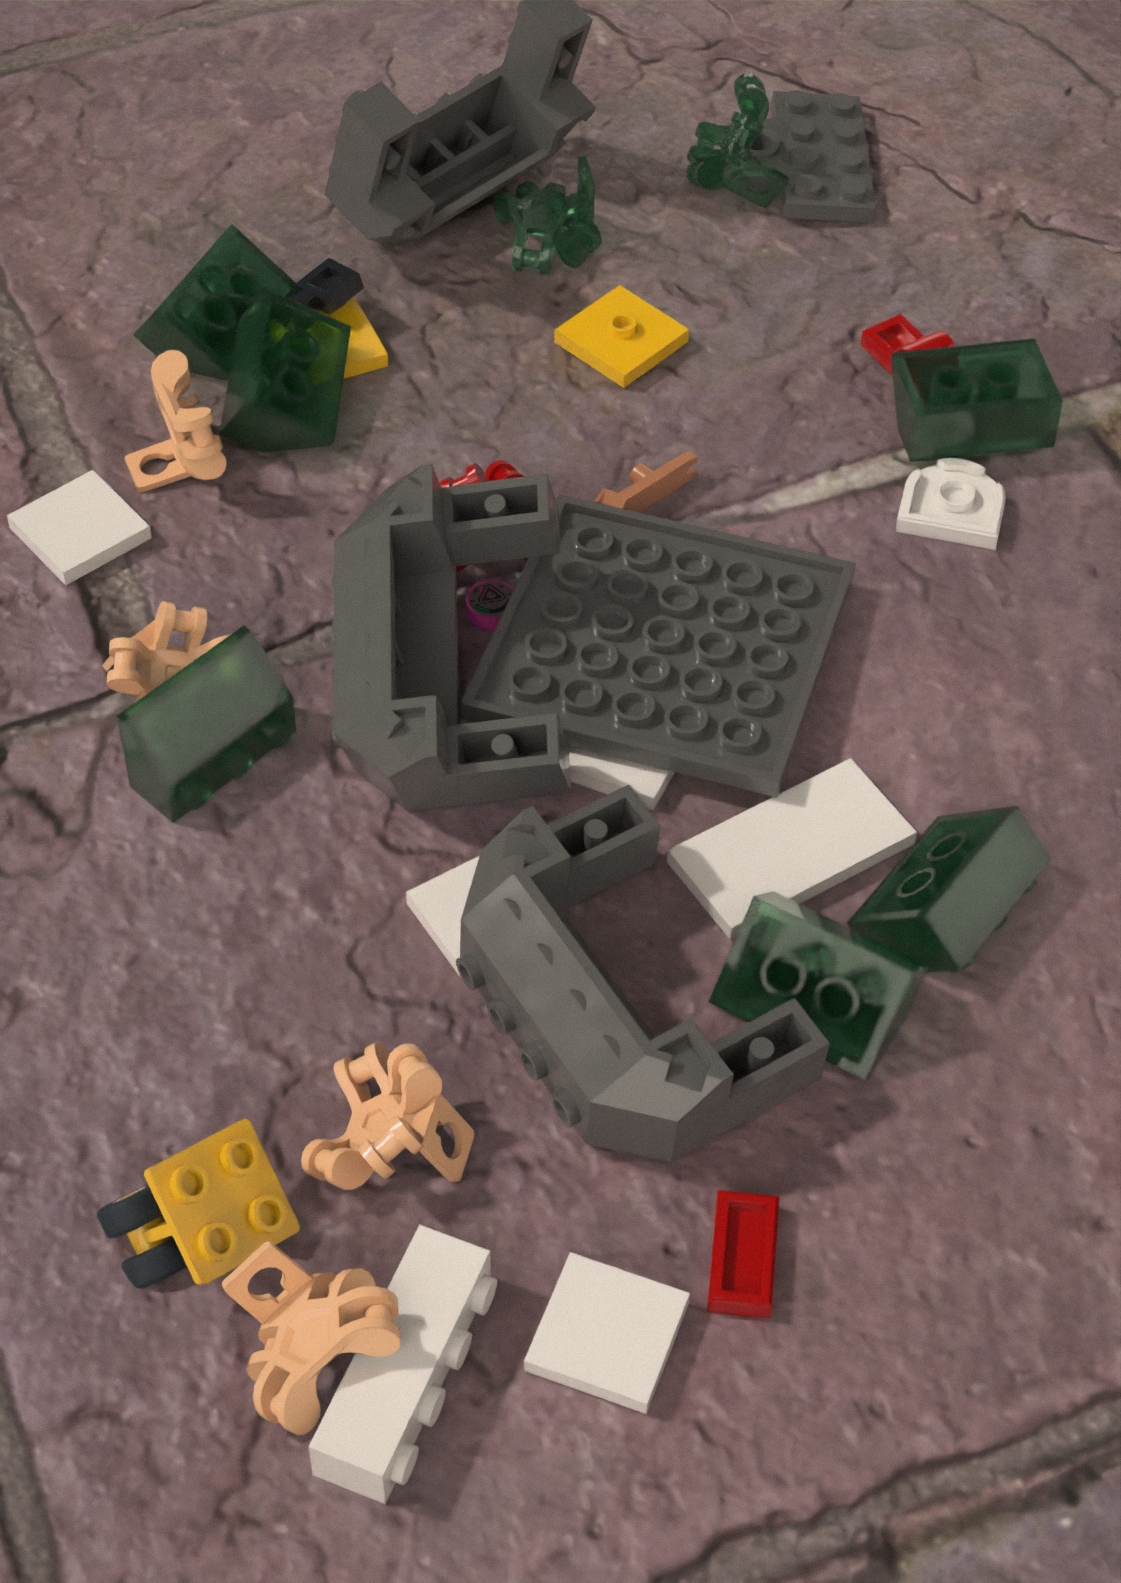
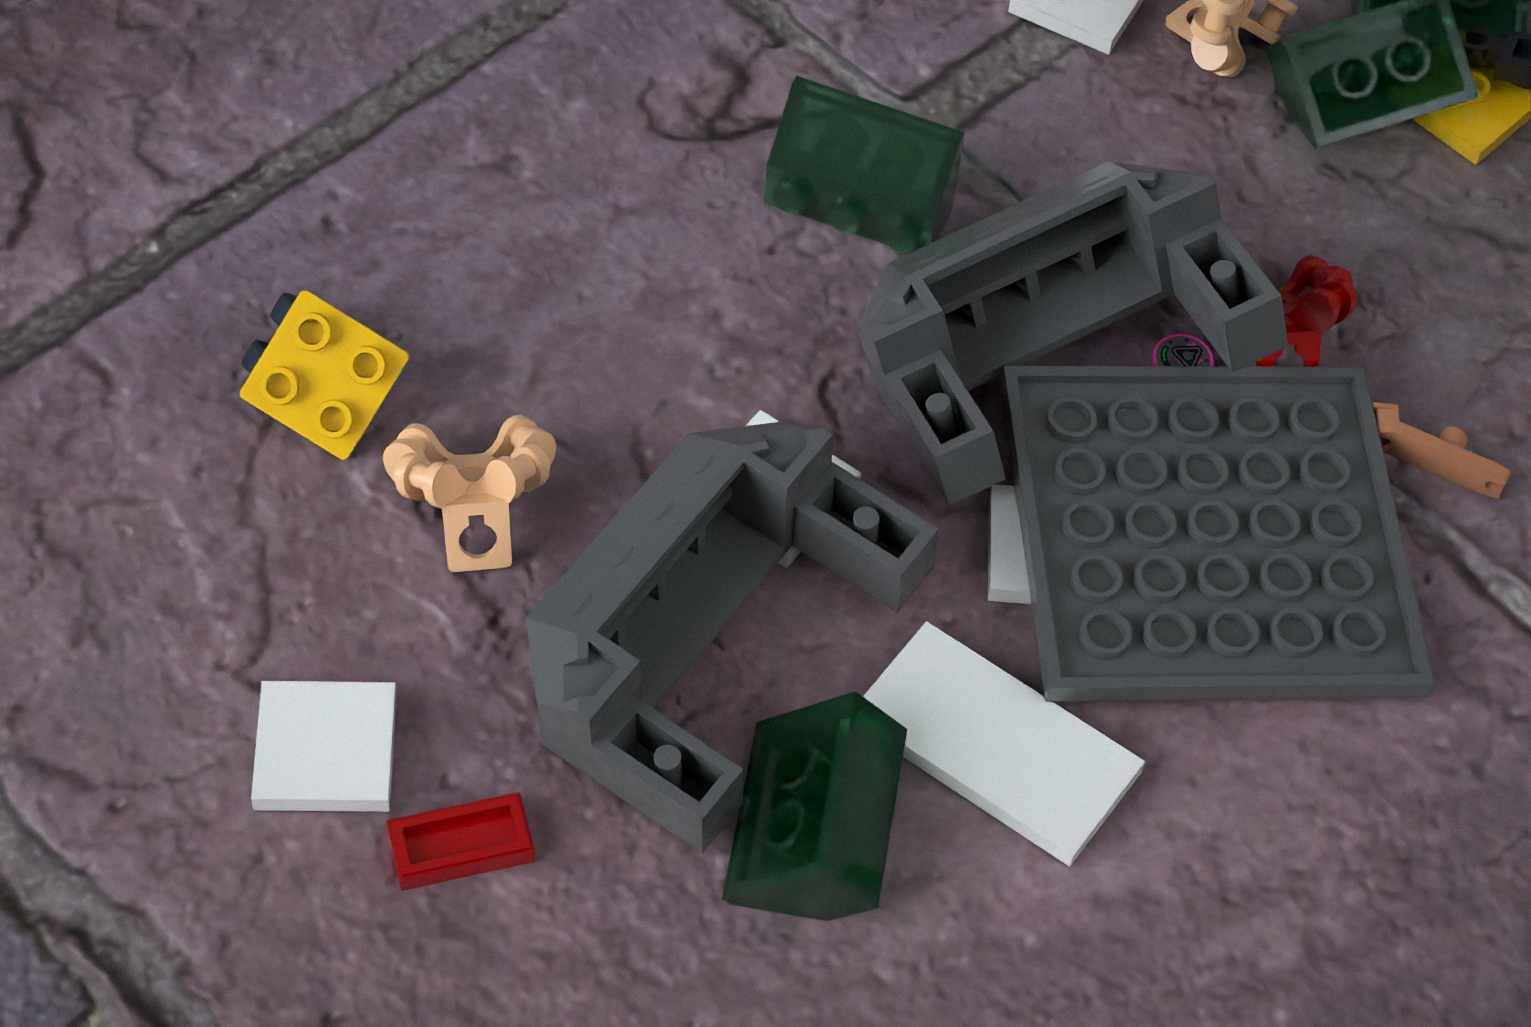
camera: 65 degrees right, 5 degrees up
(153, 654) = (933, 102): light nougat piece -> none
(308, 1330) = (238, 480): light nougat piece -> none
(385, 1400) = (220, 581): white brick -> none
(954, 887) = (1004, 913): clear green slope -> none

